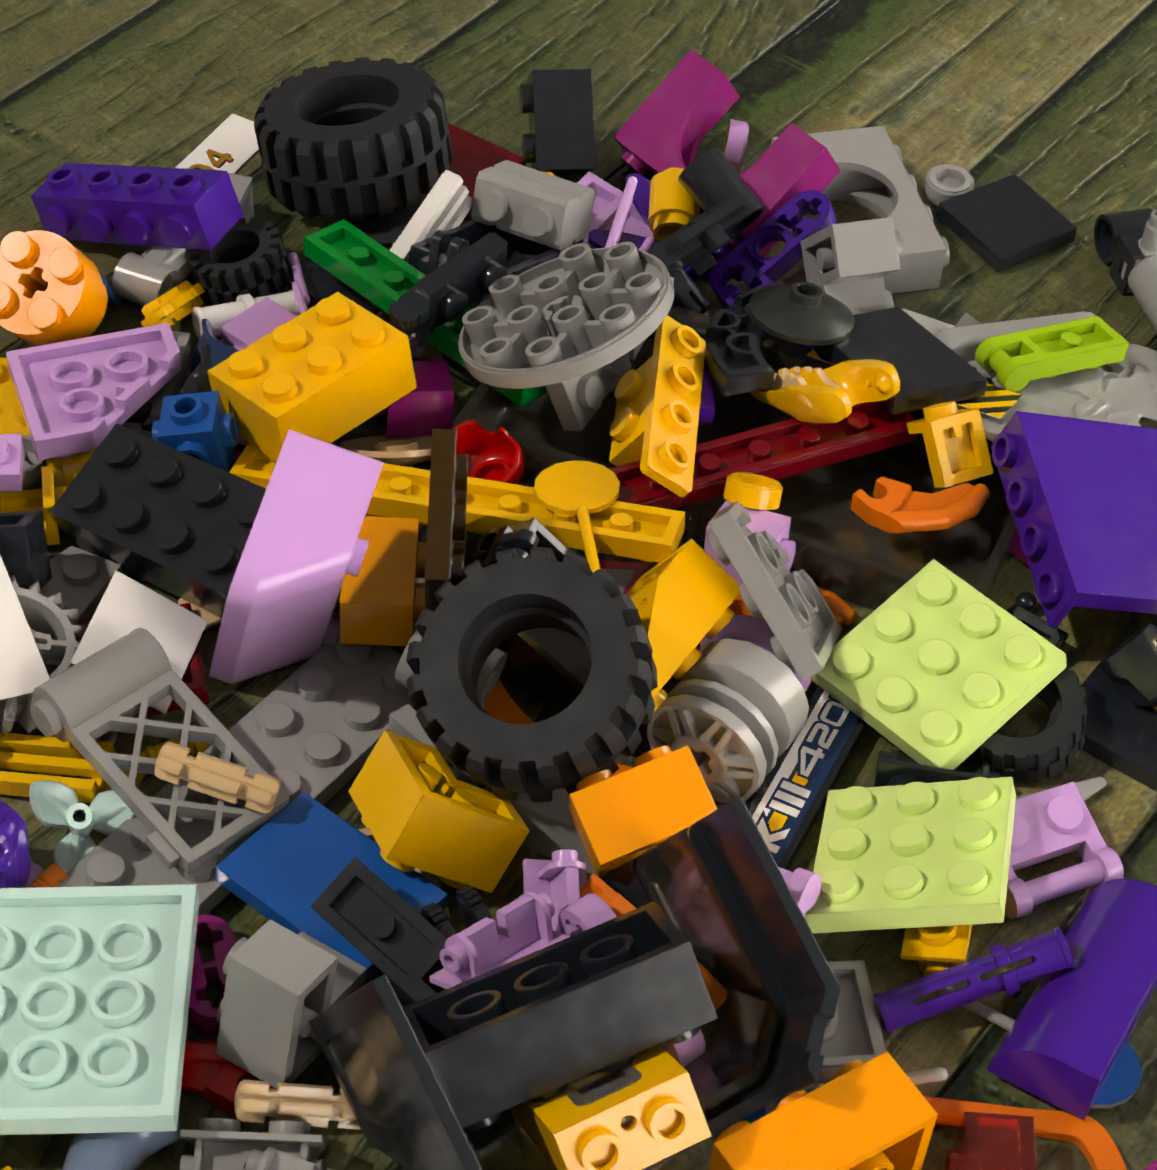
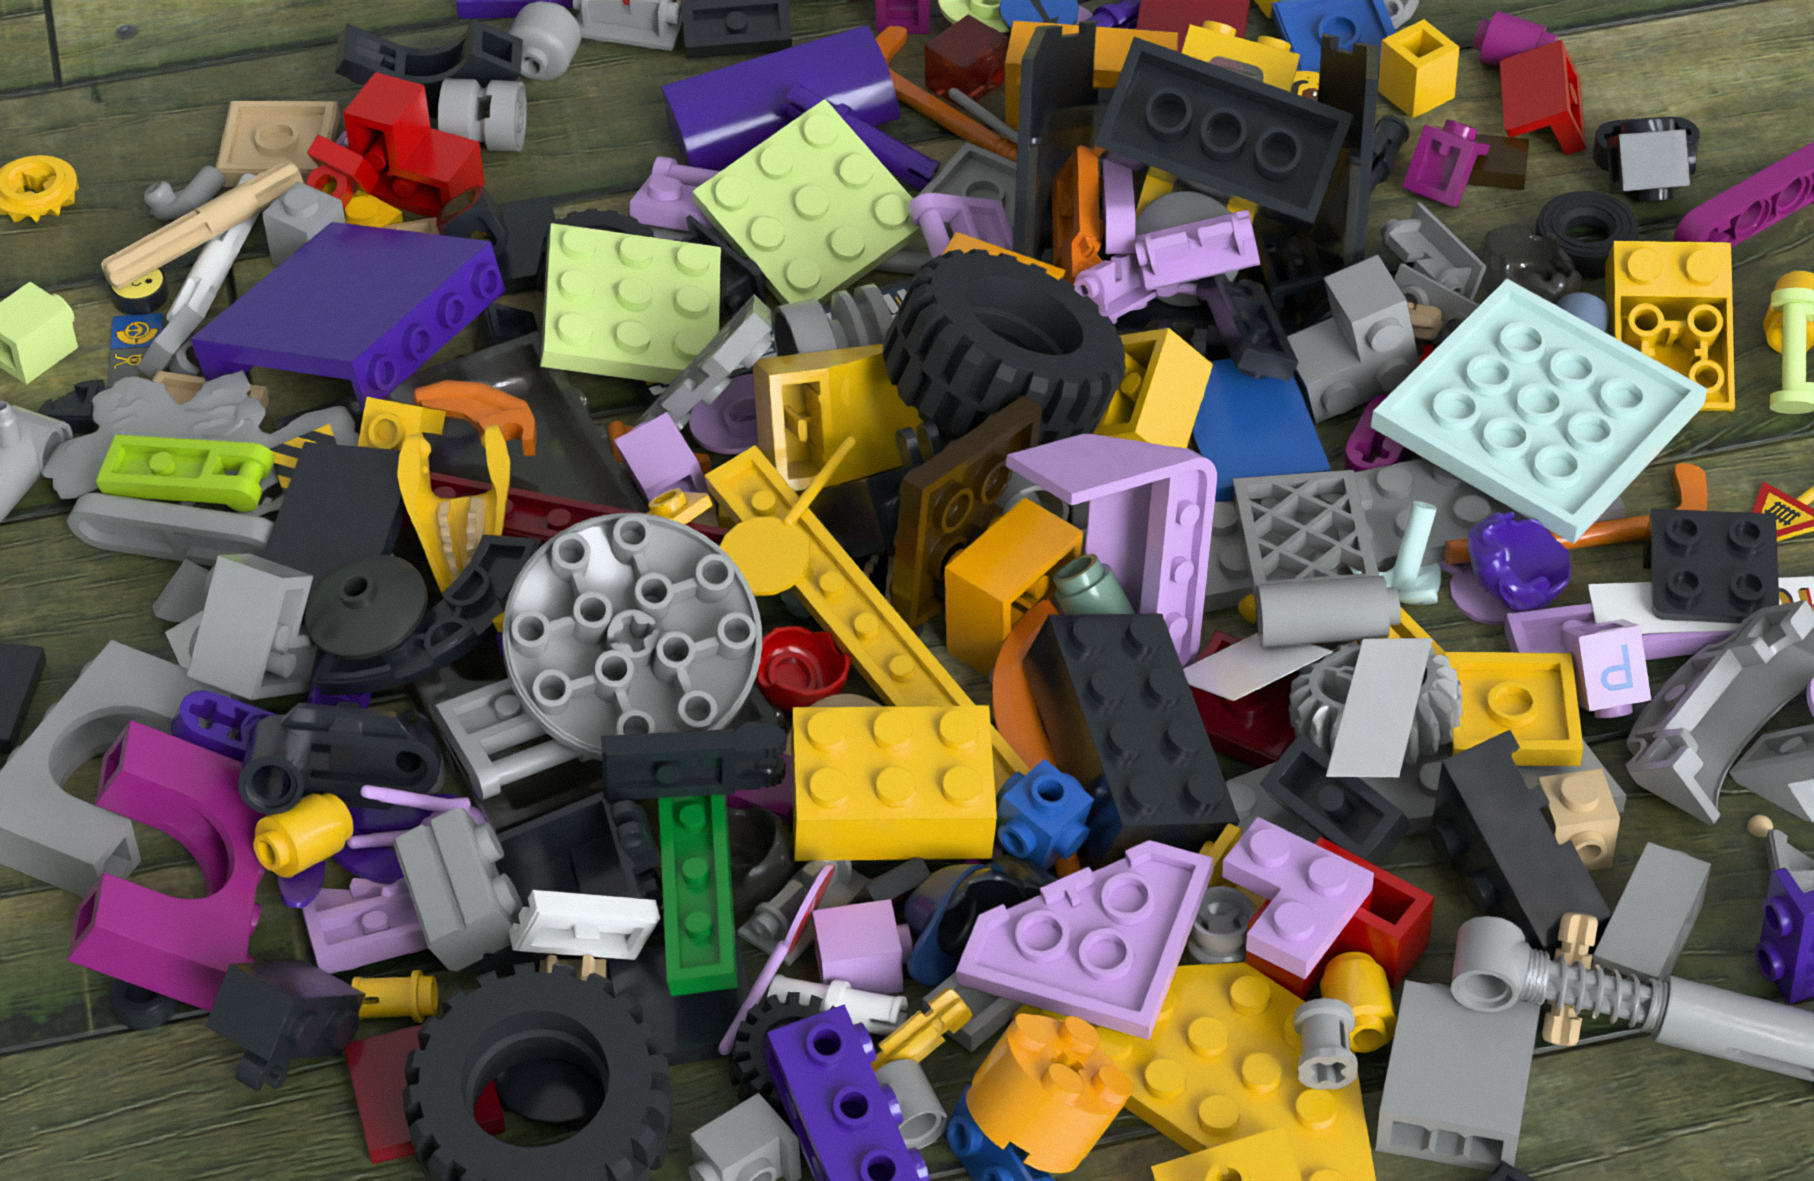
camera: 135 degrees left, 0 degrees up
(217, 777) = (1288, 492): tan axle -> none
(753, 491) = (614, 481): yellow tile -> none

